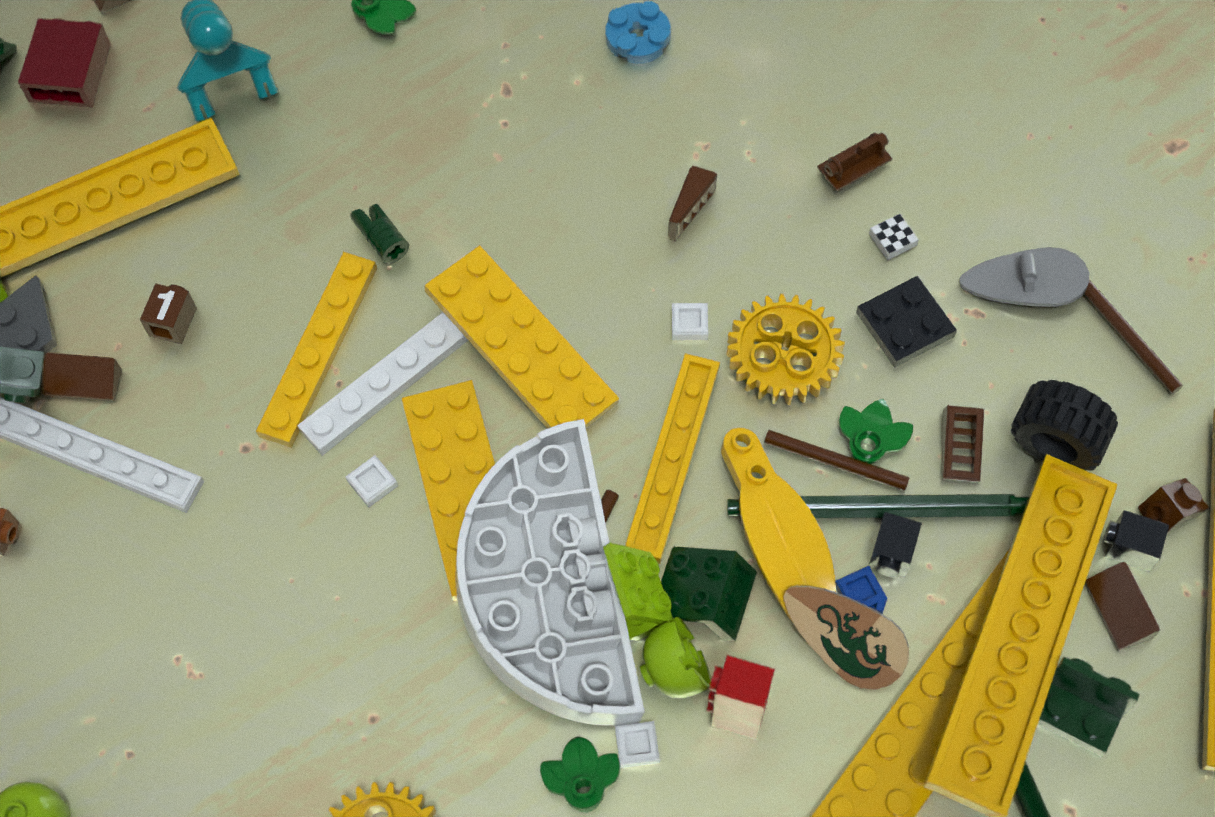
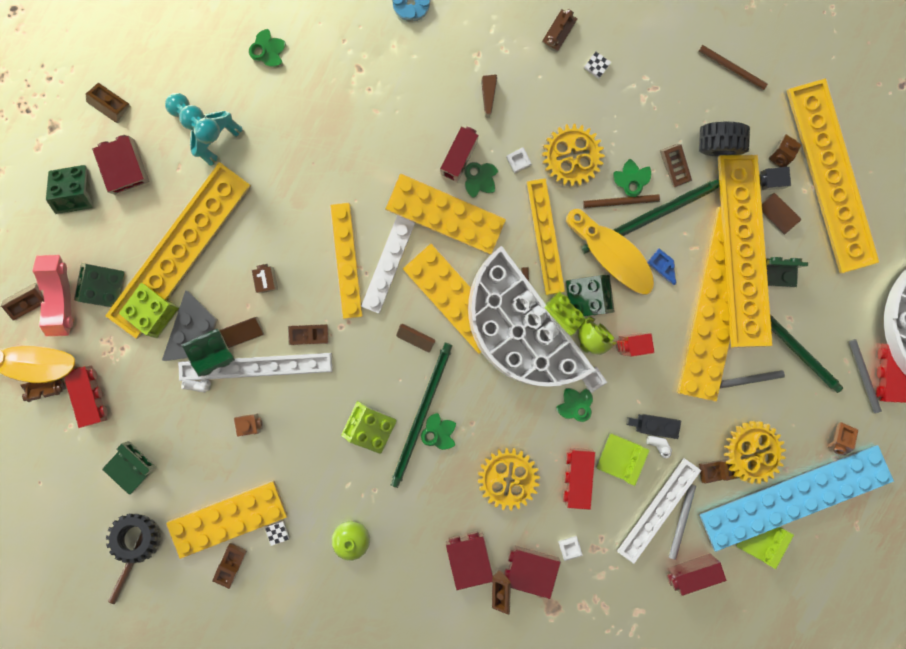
camera: 25 degrees left, 25 degrees up
(182, 432) = (308, 334): none -> reddish brown slope
(187, 635) = (368, 428): none -> lime bracket
(287, 658) = (421, 415): none -> dark green piece
(309, 702) = (441, 431): none -> green plate
(358, 518) = (415, 337): none -> reddish brown slope
(371, 481) = (410, 315): white tile -> none
(381, 233) = (345, 186): dark green hinge -> none
(592, 259) = (459, 153): none -> dark red brick
(609, 324) = (482, 180): none -> green plate
(849, 636) = (666, 289): shield -> none
(895, 545) = (667, 233): black brick -> none
(906, 321) = (623, 110): black plate -> none
(1029, 278) = (673, 57): light grey shield -> none

